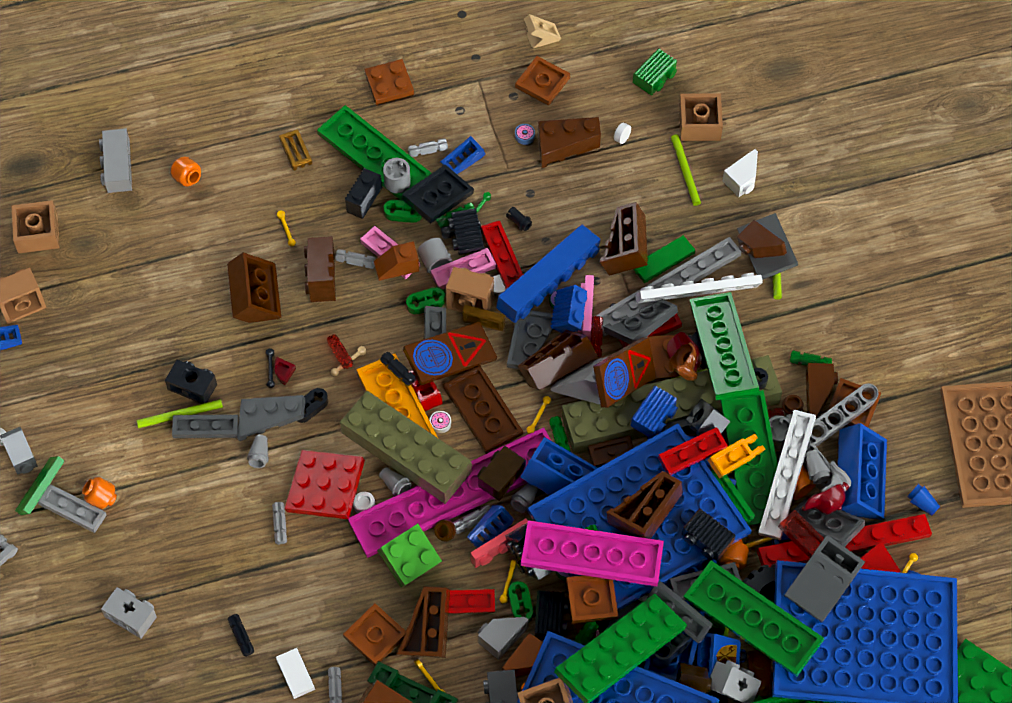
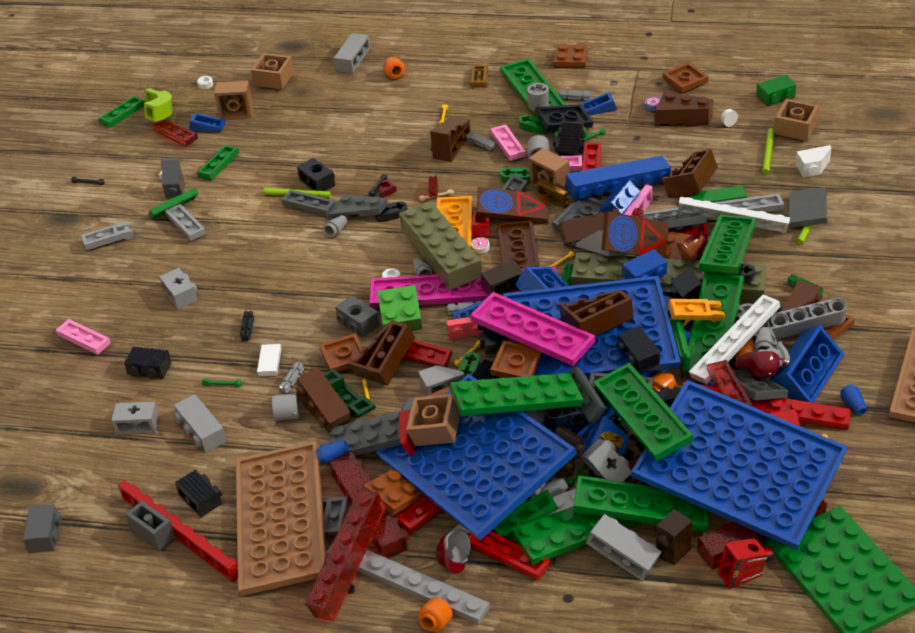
camera: 30 degrees right, 20 degrees down
(51, 397) = (218, 162): none -> green tile
(99, 493) = (208, 216): orange head -> none
(253, 289) = (396, 138): reddish brown slope -> none
(279, 523) = (321, 270): light grey axle -> none
(324, 484) = (368, 255): red plate -> none
(354, 568) = (357, 316): none -> dark grey brick
(363, 193) = (509, 105): black brick -> none
(397, 261) = (508, 143): dark orange slope -> none
(398, 368) = (466, 202): black axle -> none
(445, 530) = (439, 306): reddish brown plate -> none
(522, 221) = (618, 149): black pin -> none
(541, 31) = (701, 51): tan slope -> none
(692, 451) = (657, 292): red plate -> none
(760, 242) = (800, 198): reddish brown slope -> none
(824, 578) = (720, 398): dark grey slope -> none

